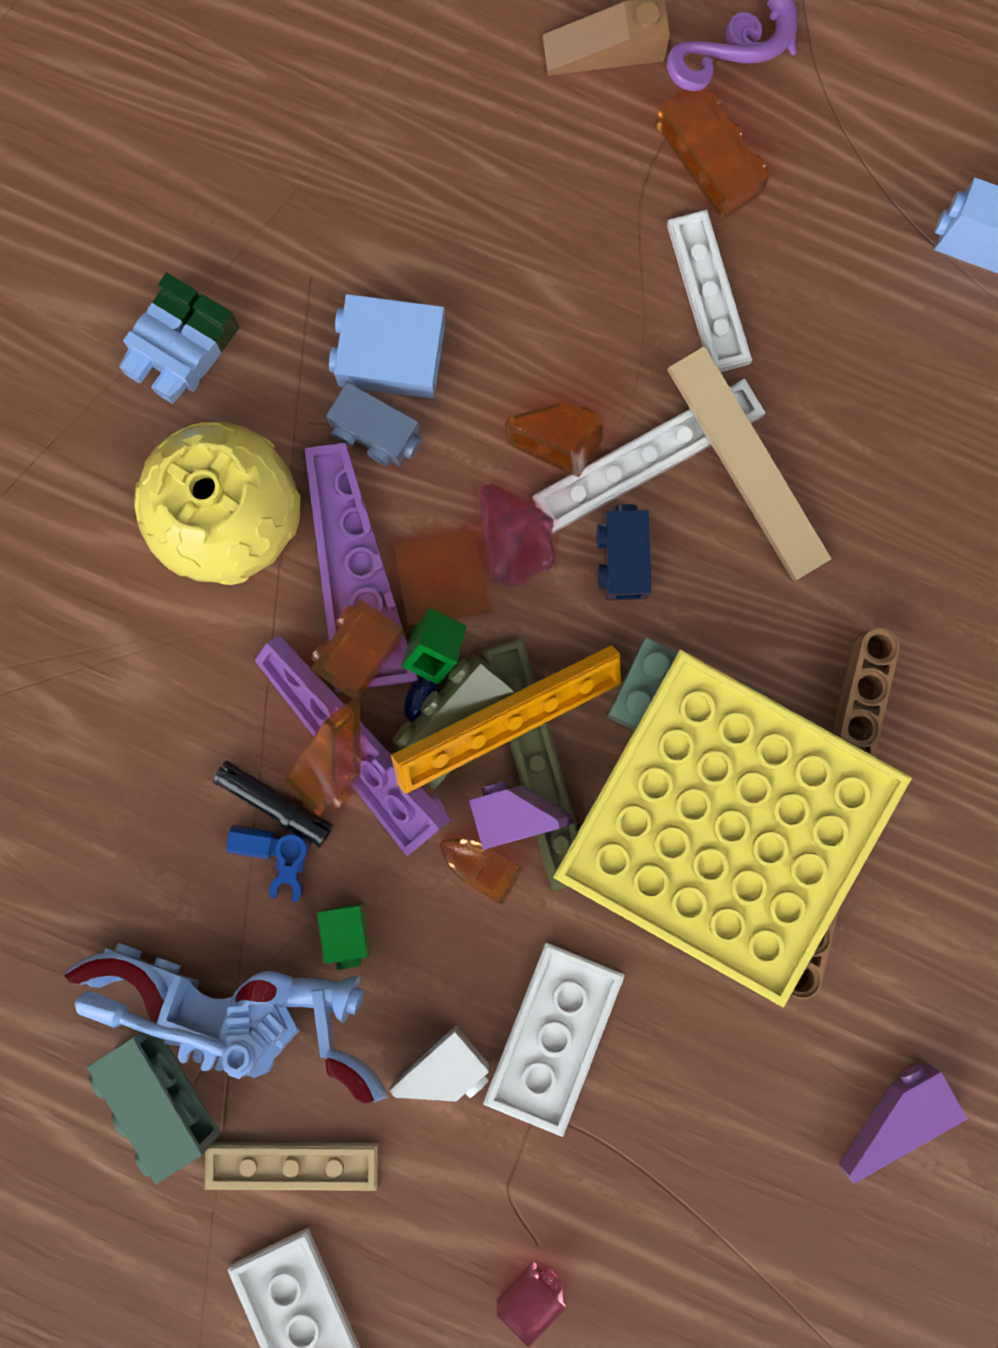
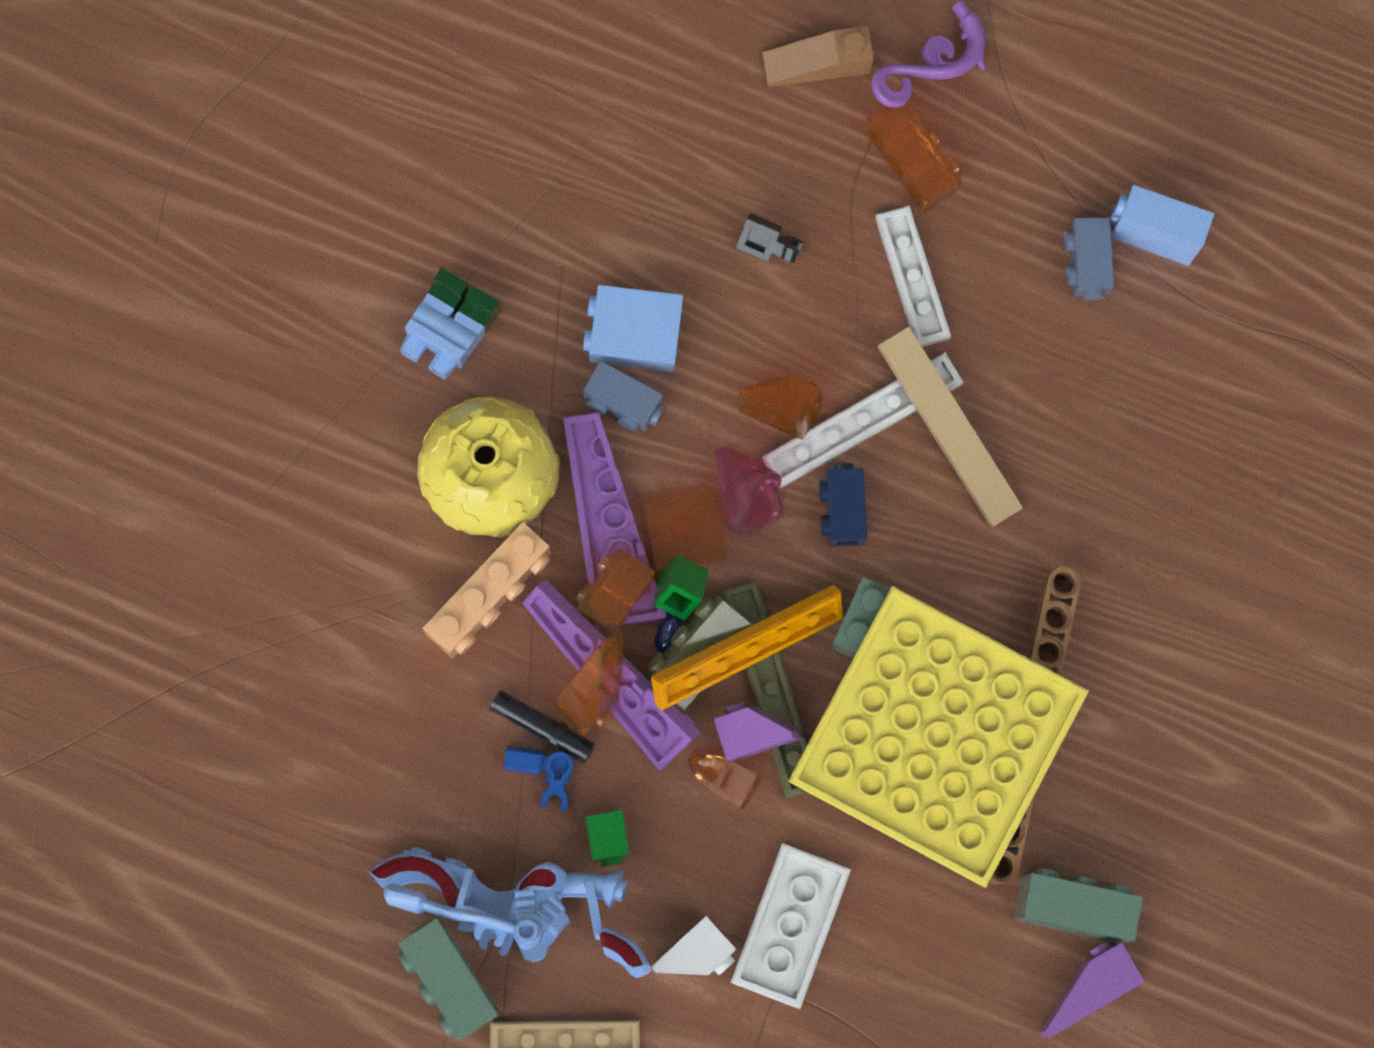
camera: 10 degrees left, 5 degrees down
(211, 647) = (487, 590): none -> light nougat brick
(537, 246) = (763, 239): none -> plate
(892, 1029) = (1078, 906): none -> sand green brick
(914, 270) = (1090, 258): none -> sand blue brick

